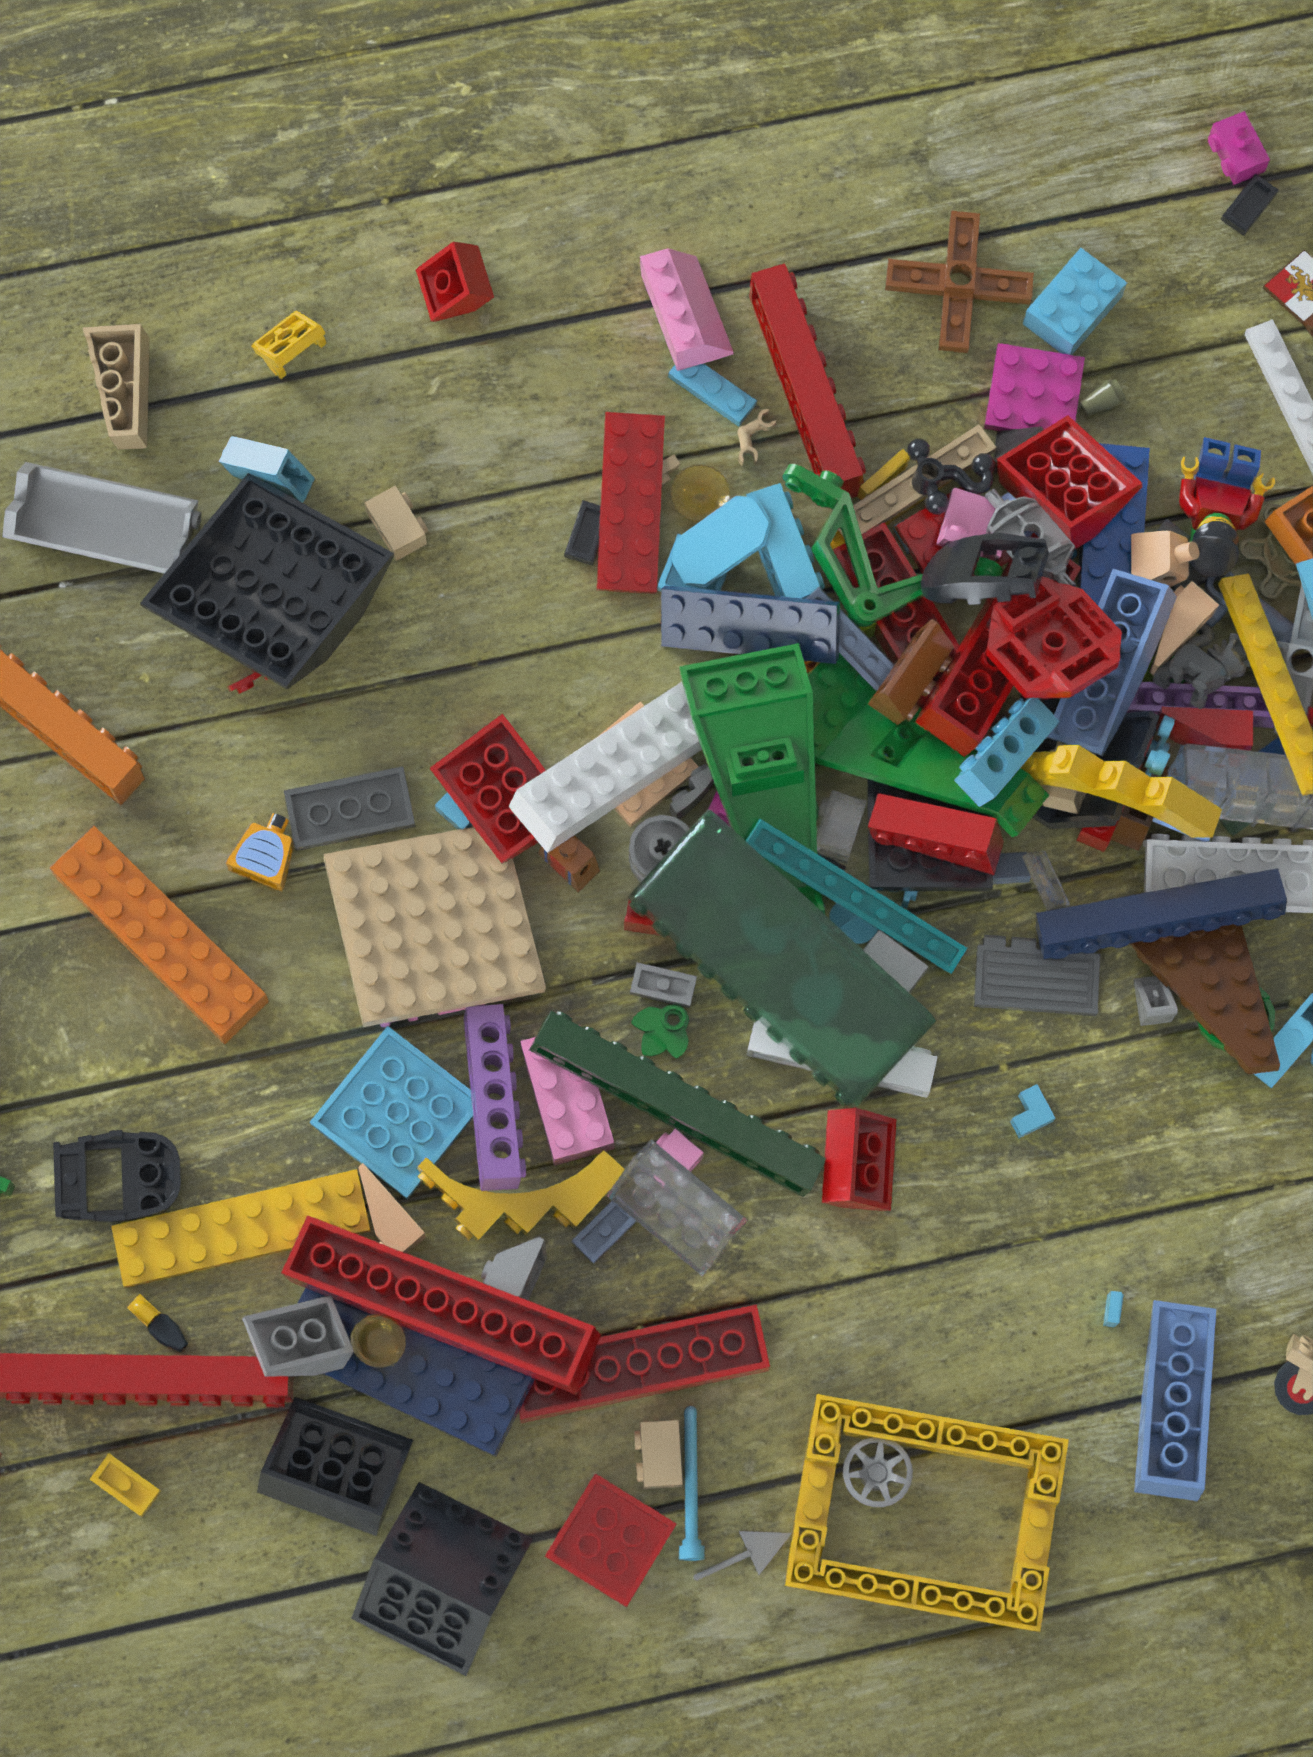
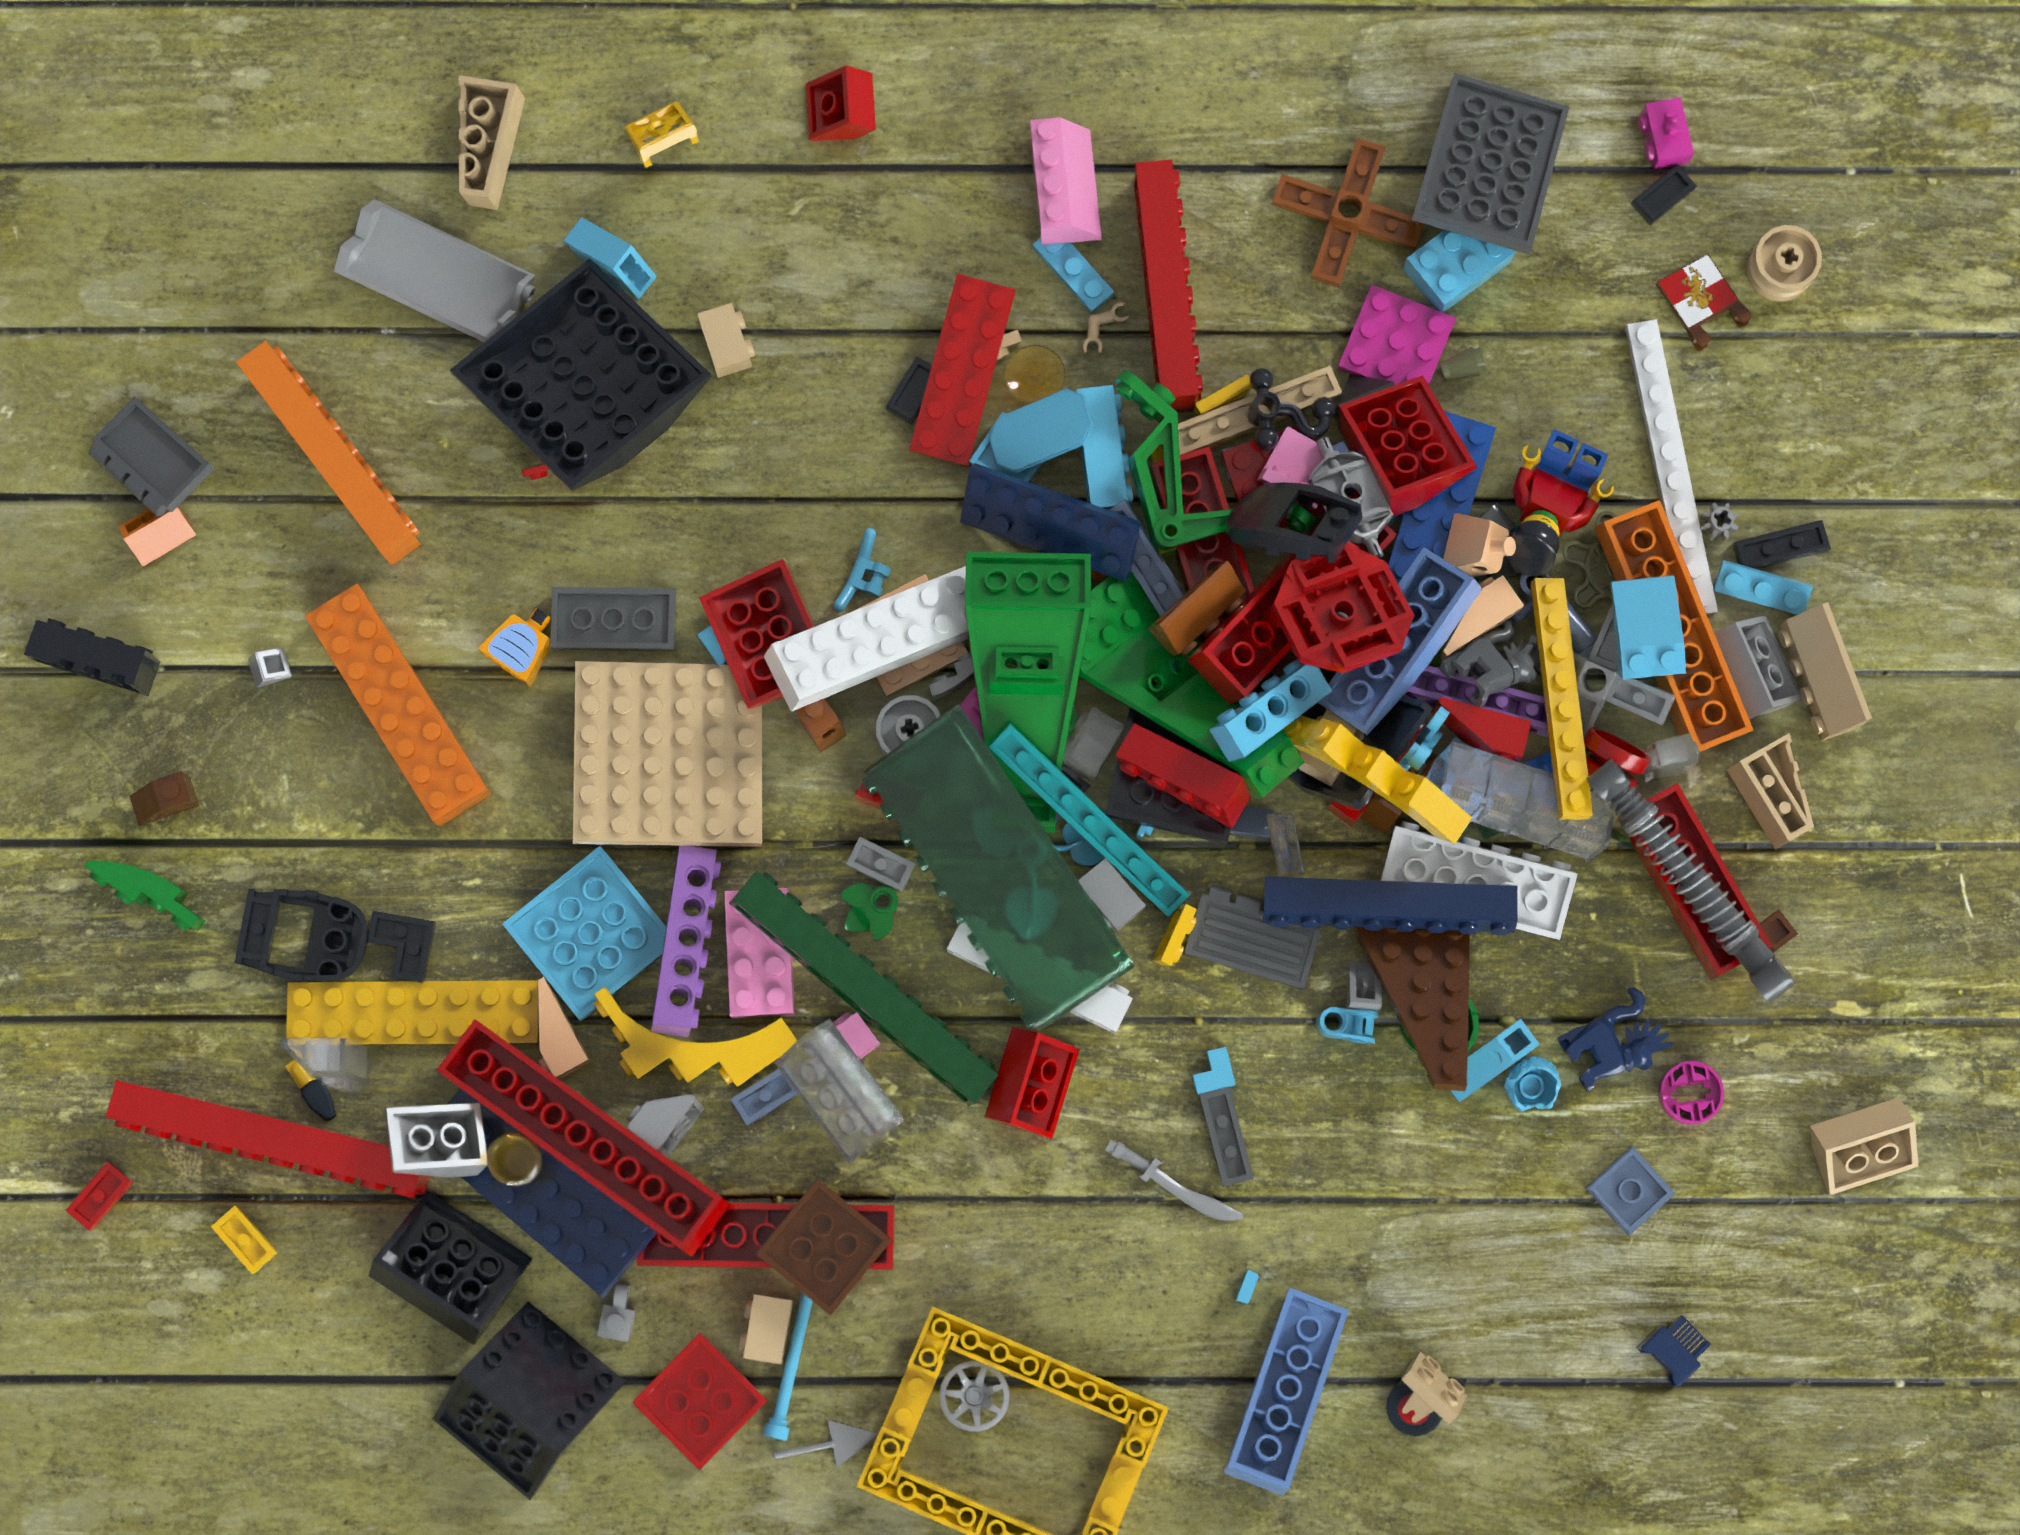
camera: 15 degrees right, 5 degrees up
(23, 927) = (269, 667): none -> light grey slope
(176, 1285) = (334, 1061): none -> clear slope
(221, 1154) = (412, 939): none -> black plate
(510, 1480) = (617, 1319): none -> light grey plate
(578, 705) = (861, 565): none -> medium azure piece
(699, 1358) = (824, 1247): none -> reddish brown plate
(964, 979) = (1170, 947): none -> yellow plate
(1048, 1239) = (1200, 1202): none -> light grey sword
(1057, 1170) = (1226, 1136): none -> dark grey plate
(1083, 207) = (1491, 163): none -> dark grey plate
(1153, 1038) = (1350, 1025): none -> medium azure piece

